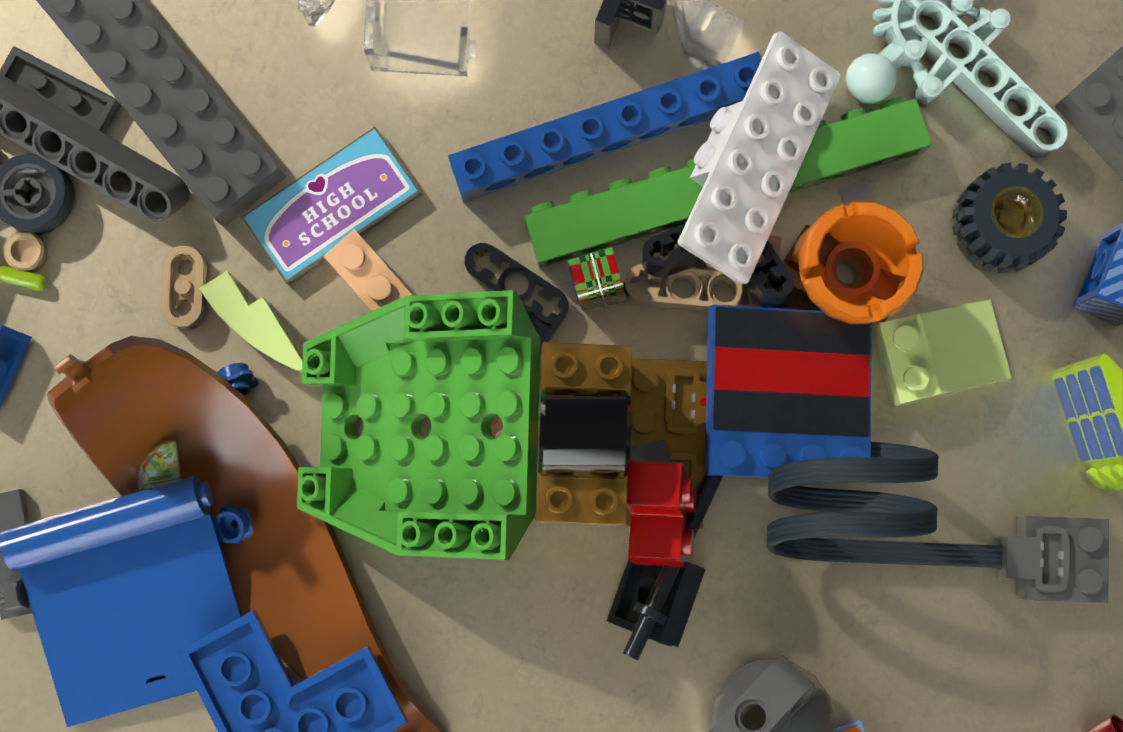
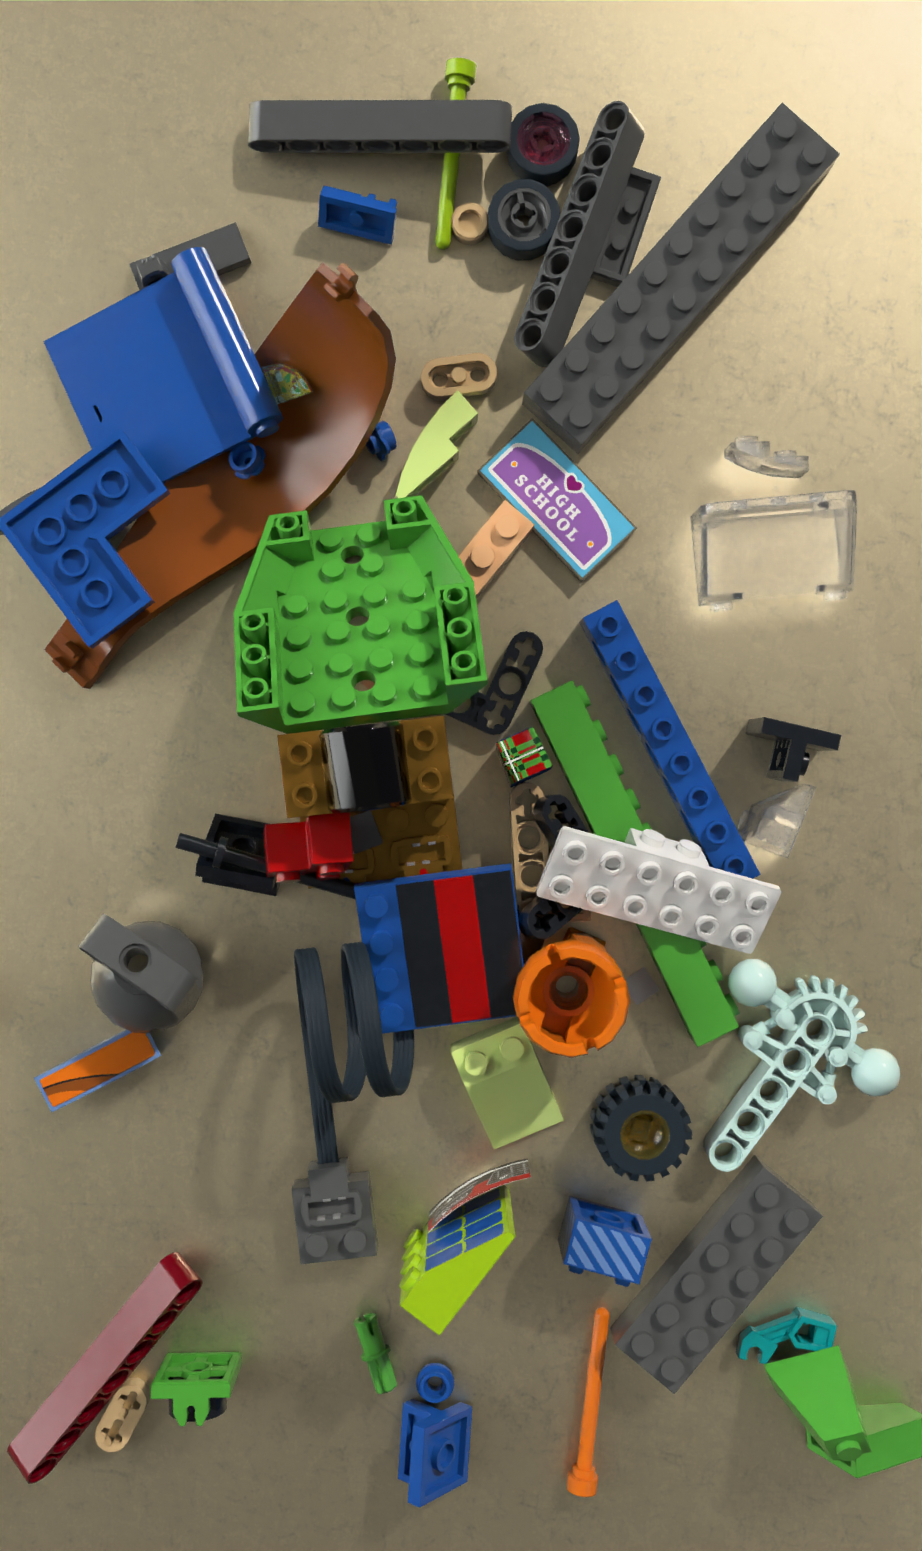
camera: 75 degrees right, 5 degrees up
(1049, 401) = (476, 1186): none -> sticker

